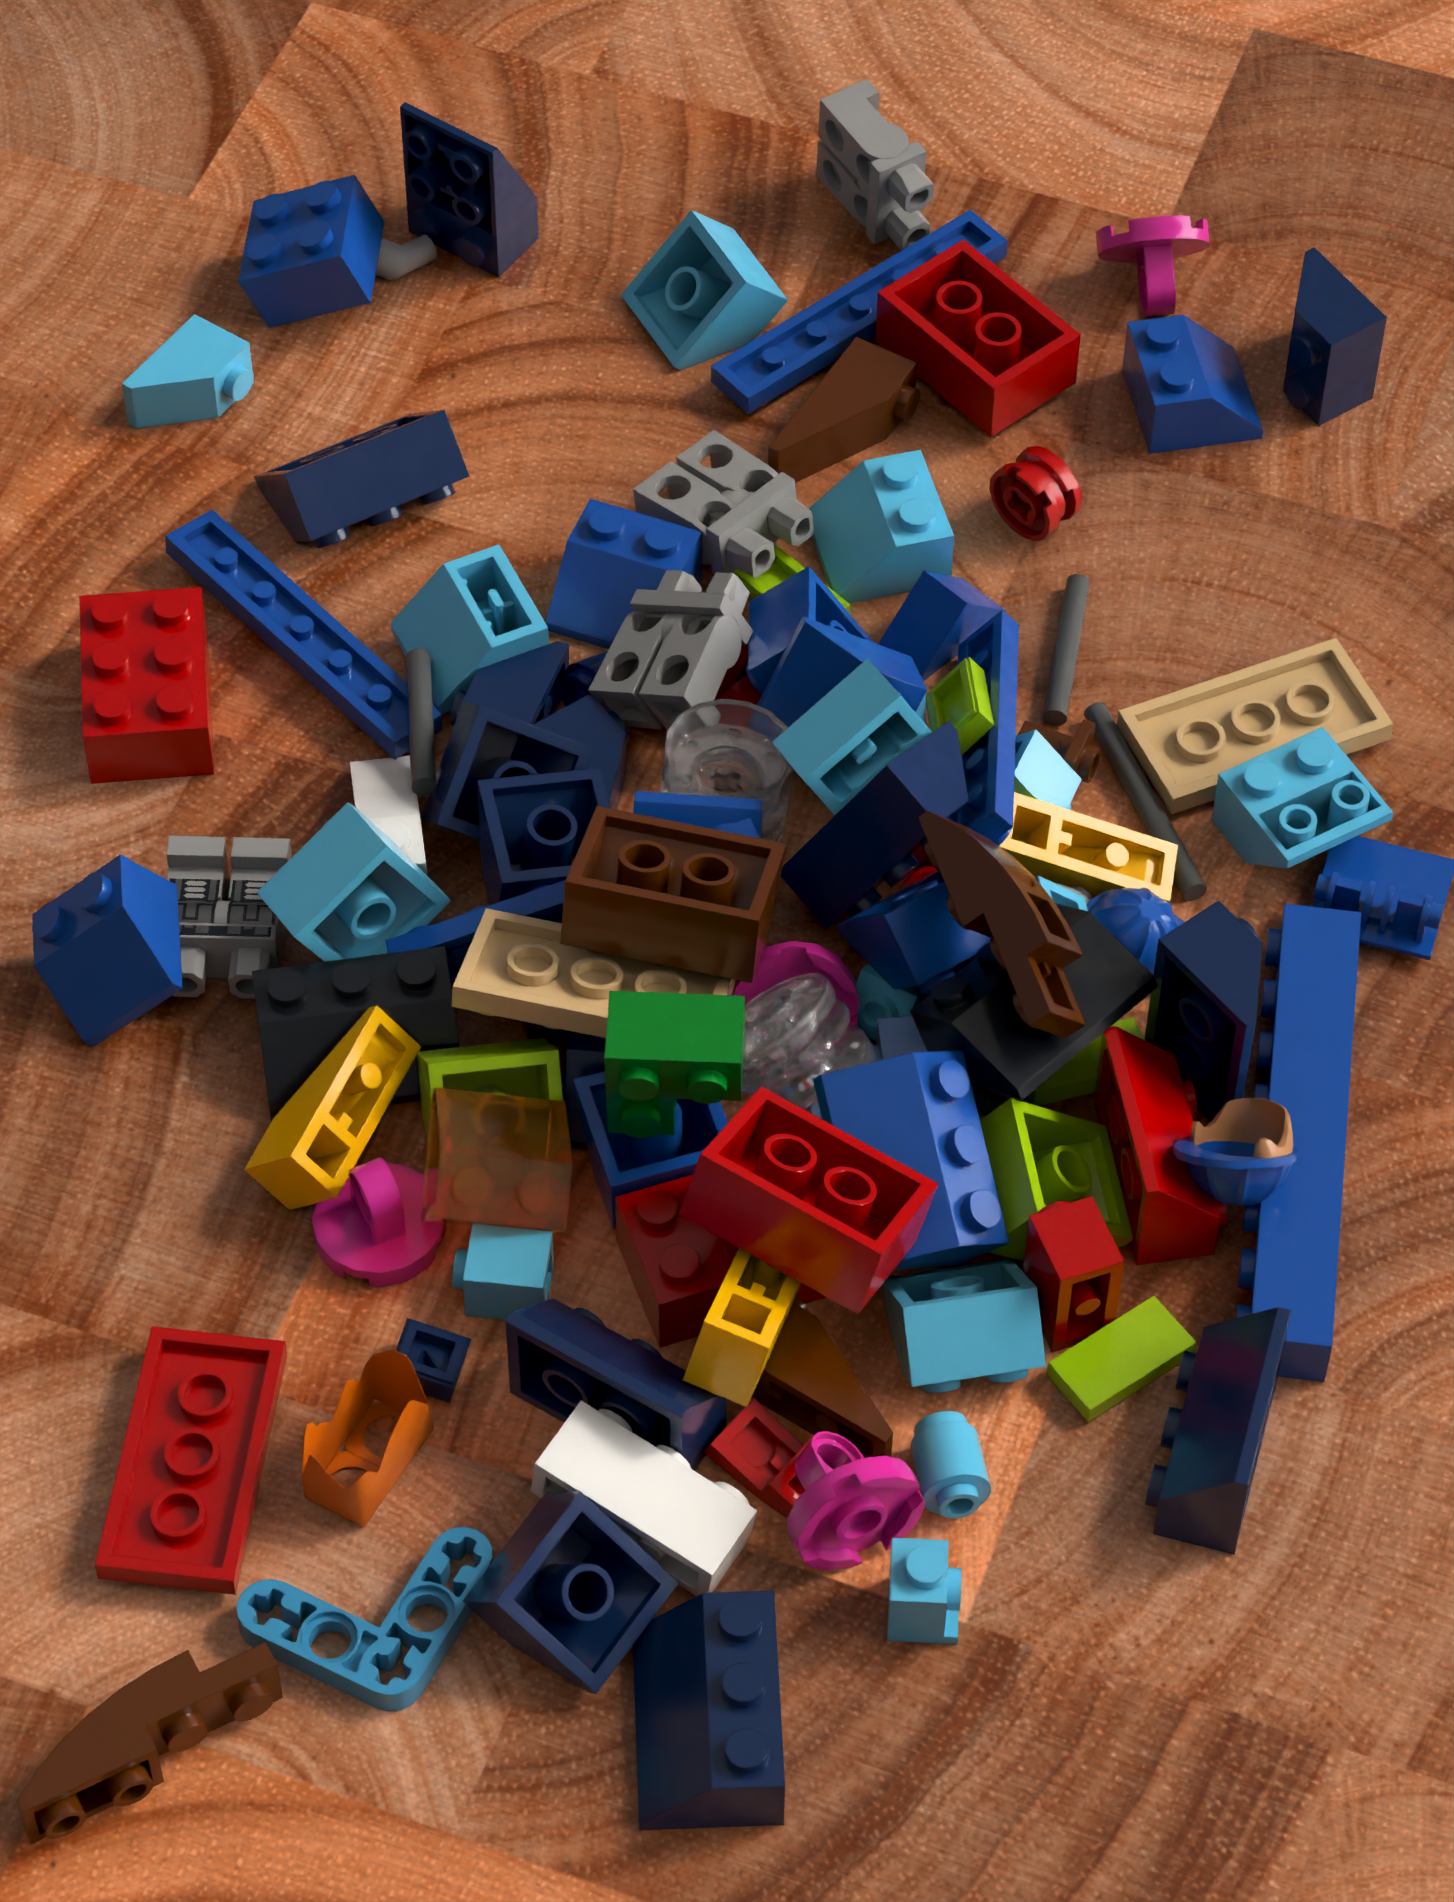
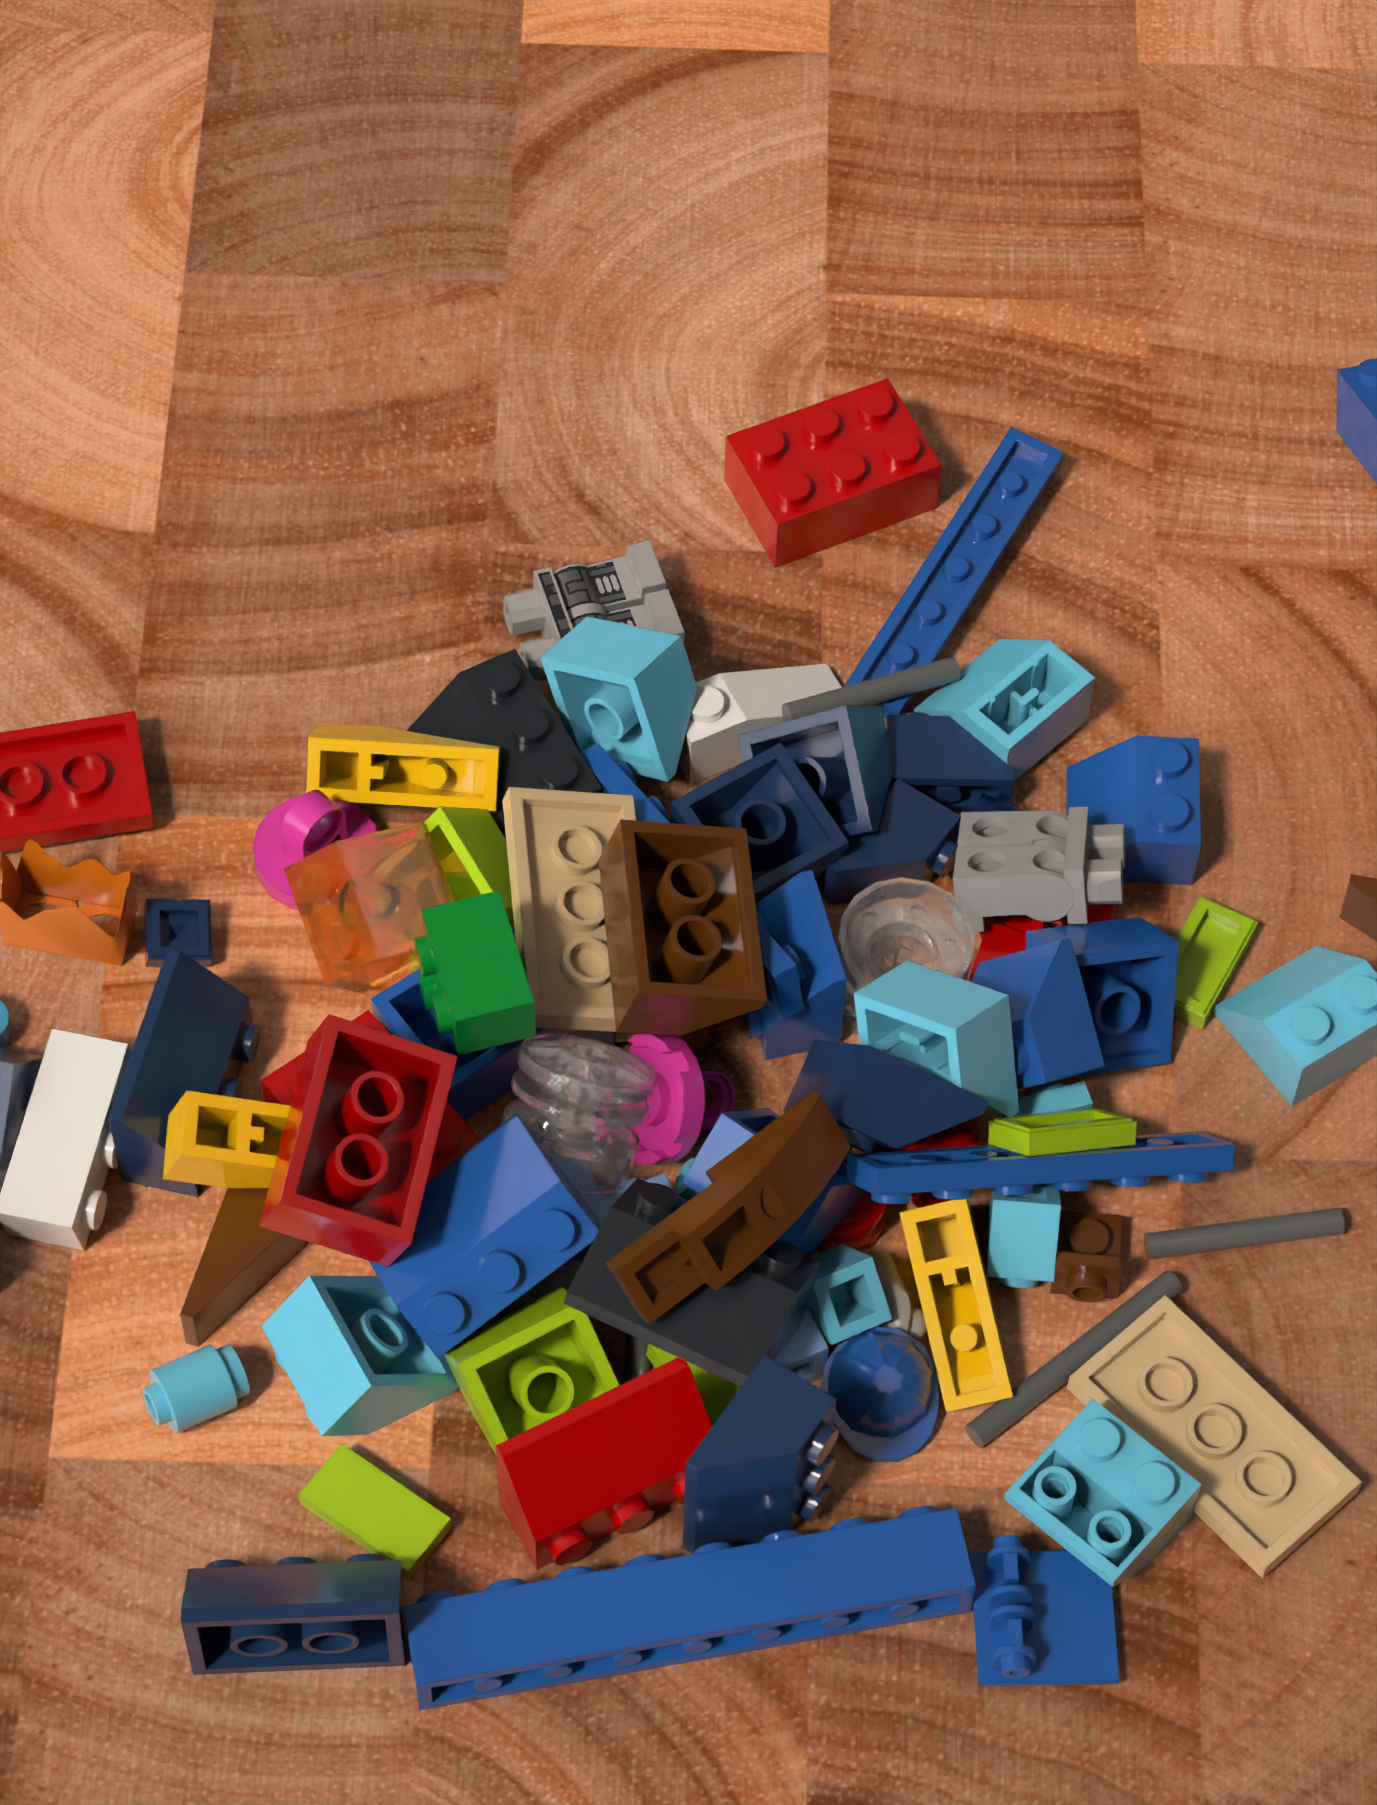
camera: 70 degrees right, 5 degrees up
(110, 947) = (507, 536): blue slope -> none
(189, 377) = (1220, 381): medium azure slope -> none
(365, 478) = (1164, 558): dark blue slope -> none
(504, 1270) = (284, 964): medium azure brick -> none
(735, 505) = (1258, 872): light grey hips -> none
(760, 1456) = (159, 1251): red slope -> none
(850, 1504) = (102, 1306): dark pink tile -> none
(923, 1592) = (45, 1399): medium azure brick -> none
(937, 619) = (1226, 1101): blue slope -> none
(1074, 1270) = (423, 1422): red brick -> none
(1241, 1151) = (589, 1523): piece -> none

